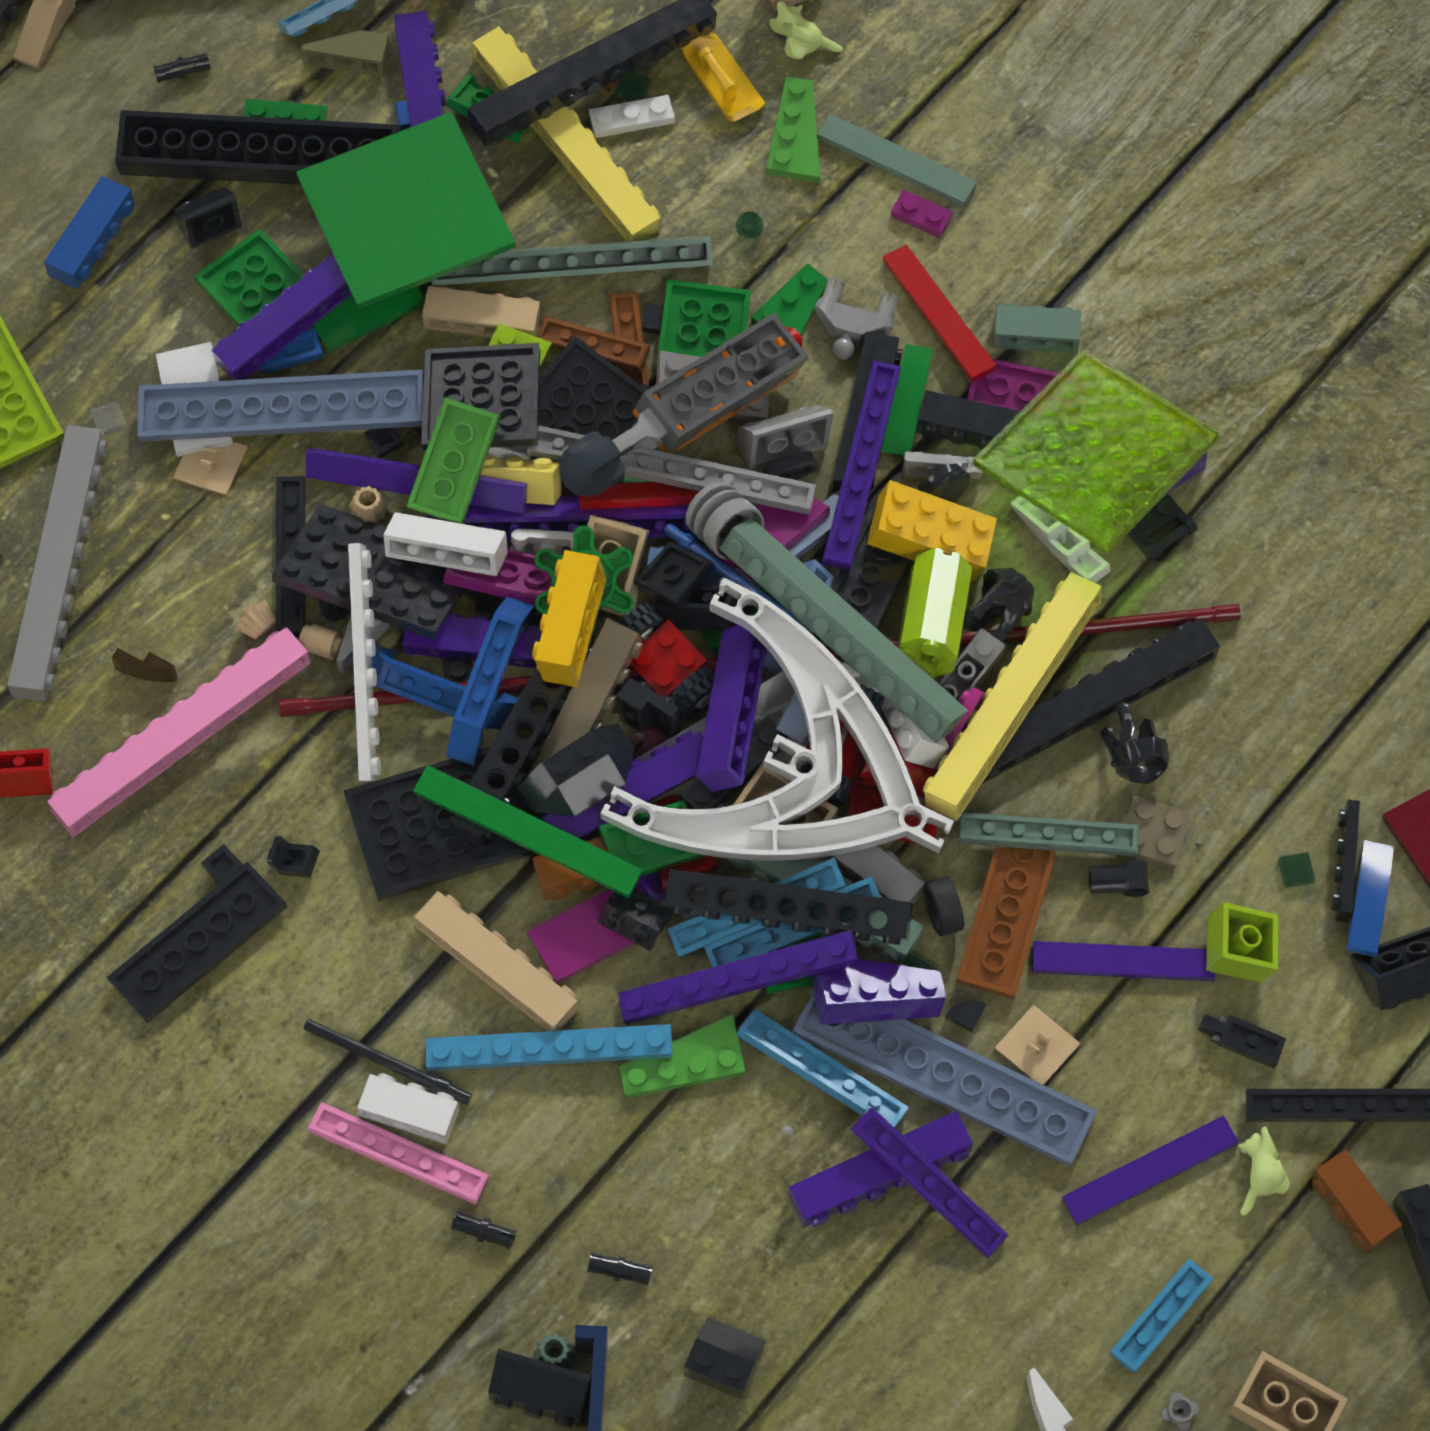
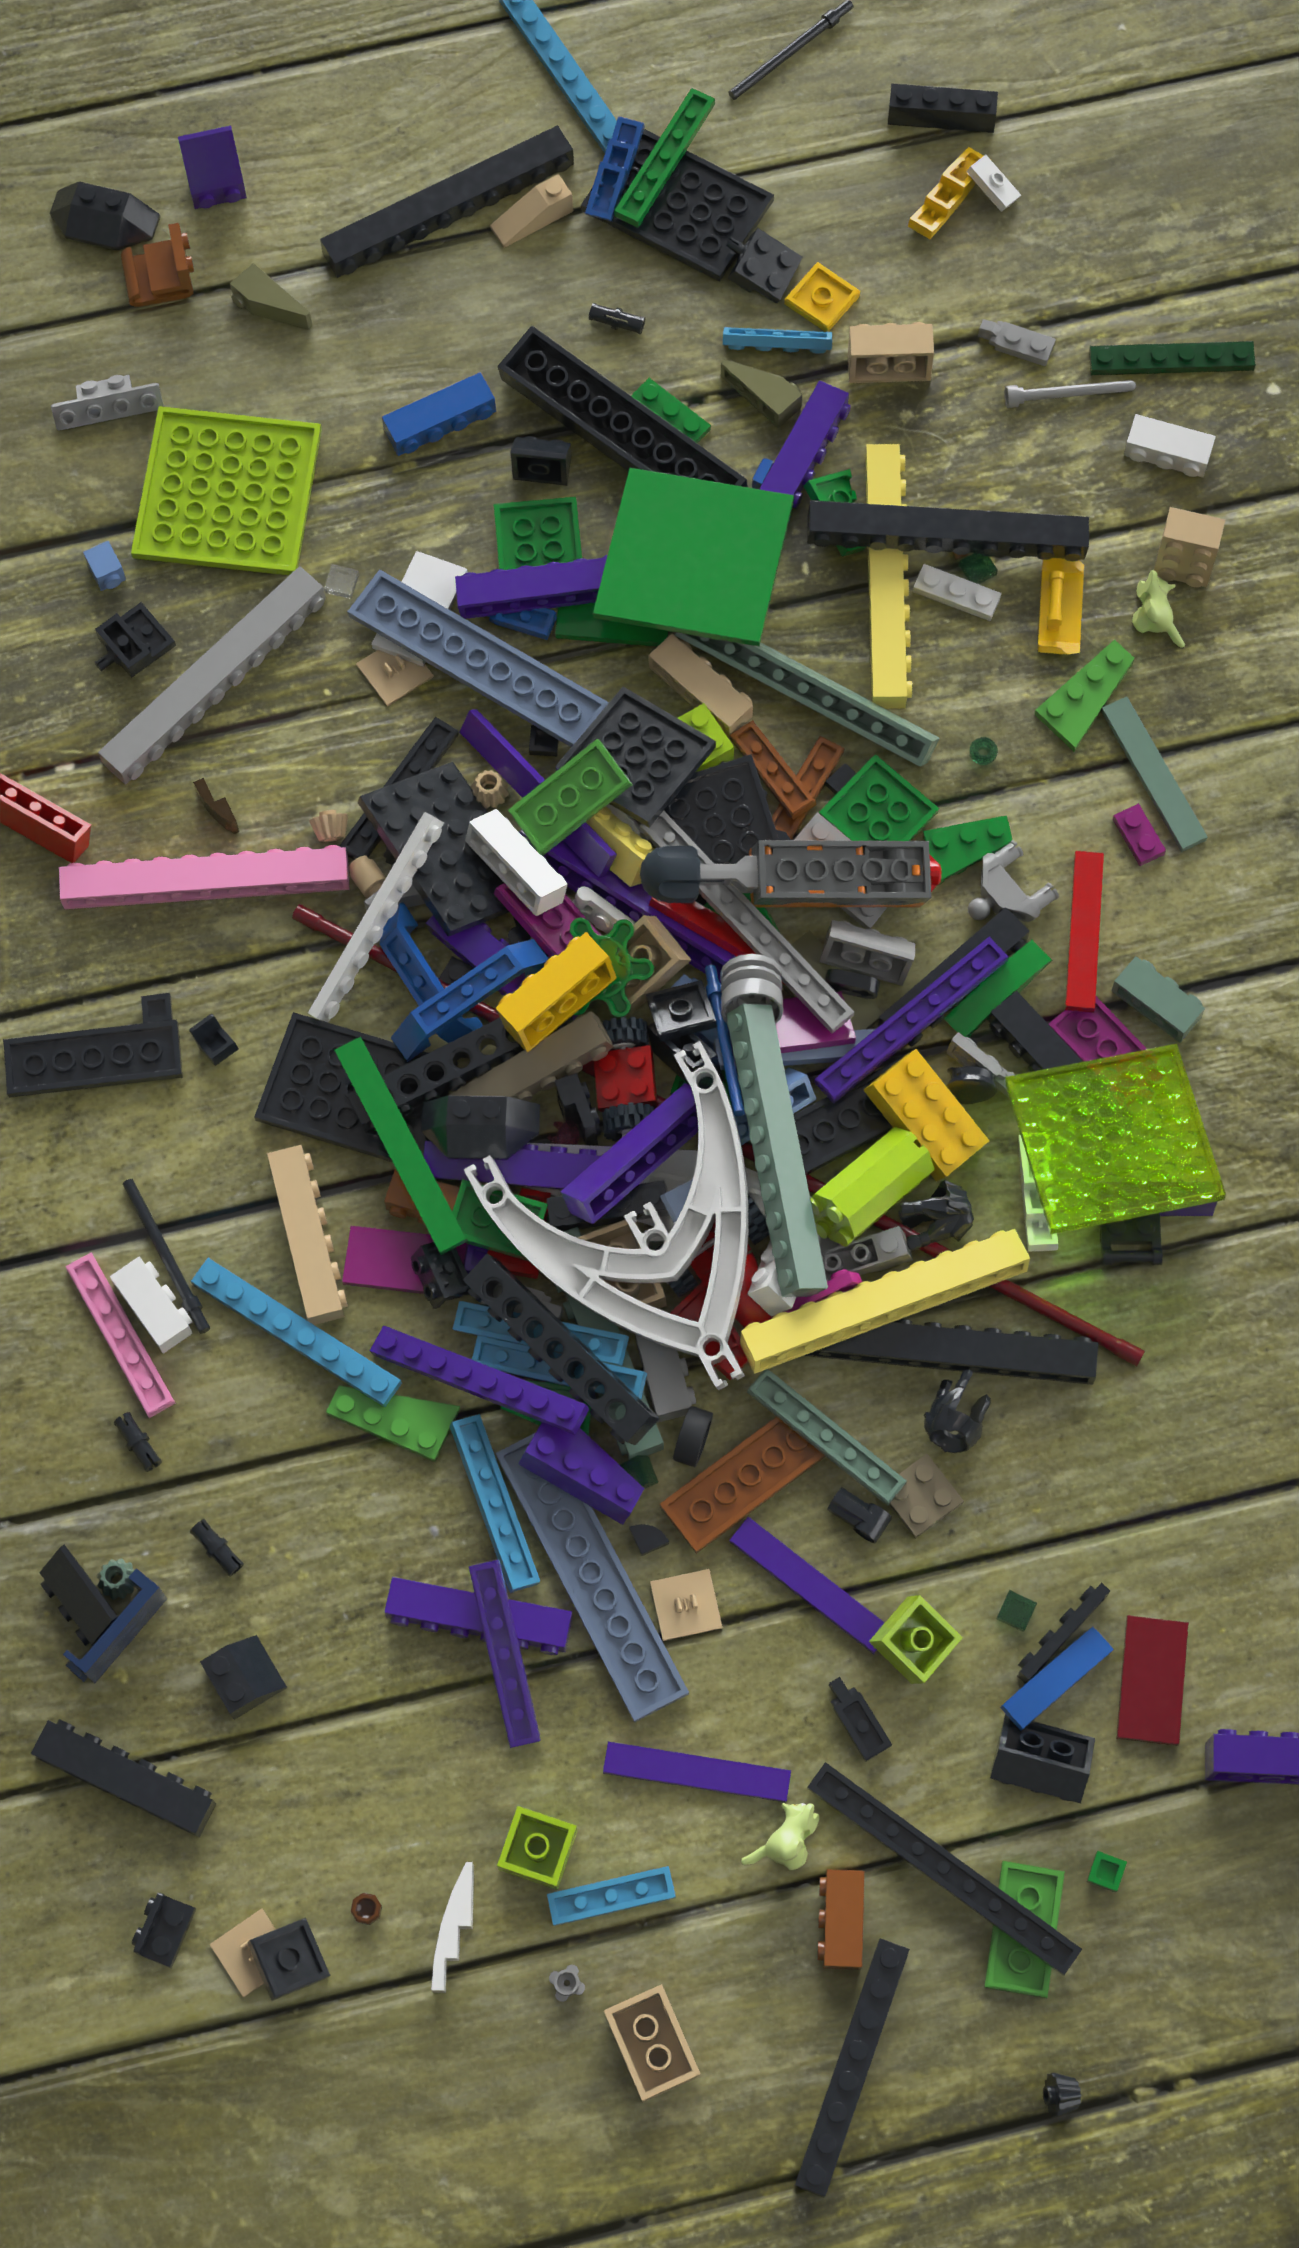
camera: 40 degrees right, 5 degrees up
(1076, 1318) = (537, 1847): none -> lime brick

